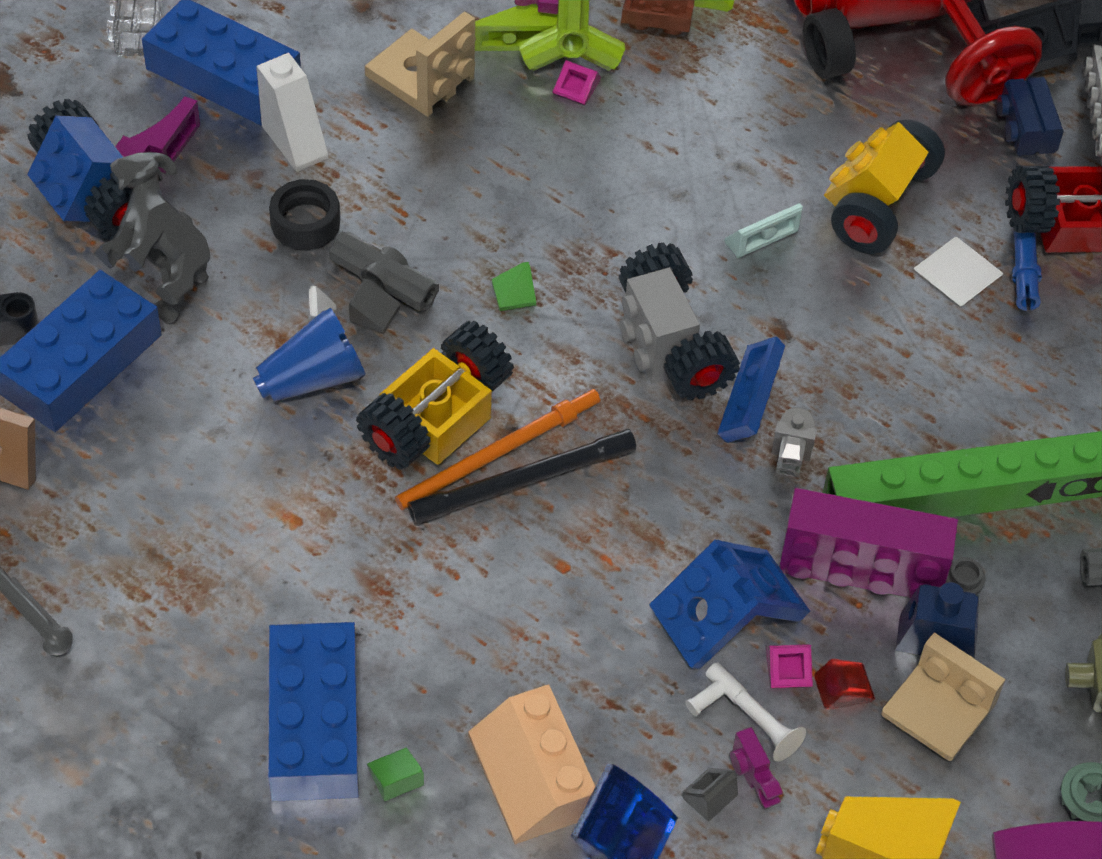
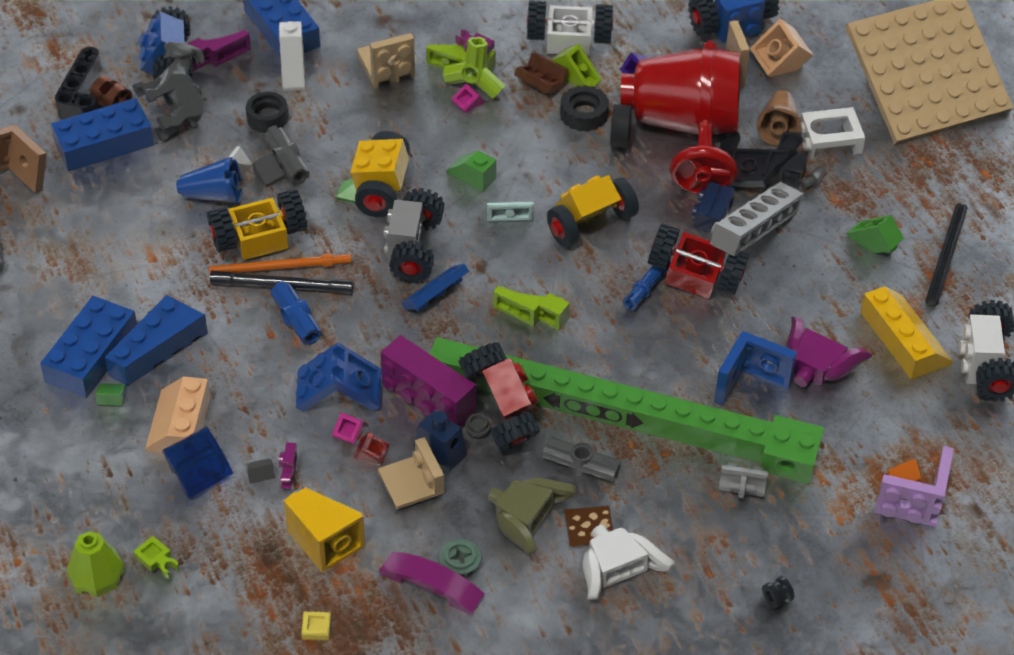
camera: 30 degrees right, 5 degrees down
(44, 279) = (109, 92): none -> copper wheel
(410, 643) = (154, 339): none -> blue wedge
(556, 244) = (379, 172): none -> yellow brick
(583, 516) = (296, 313): none -> blue piece
(669, 186) = (475, 170): none -> bright green slope
(754, 16) = (584, 95): none -> black tyre
(784, 739) = (314, 460): white piece -> none
(793, 441) = (431, 320): light grey hips -> none
(903, 367) = (532, 308): none -> lime slope
(958, 271) = (607, 275): white sticker -> none
(1005, 509) = (510, 392): none -> brick

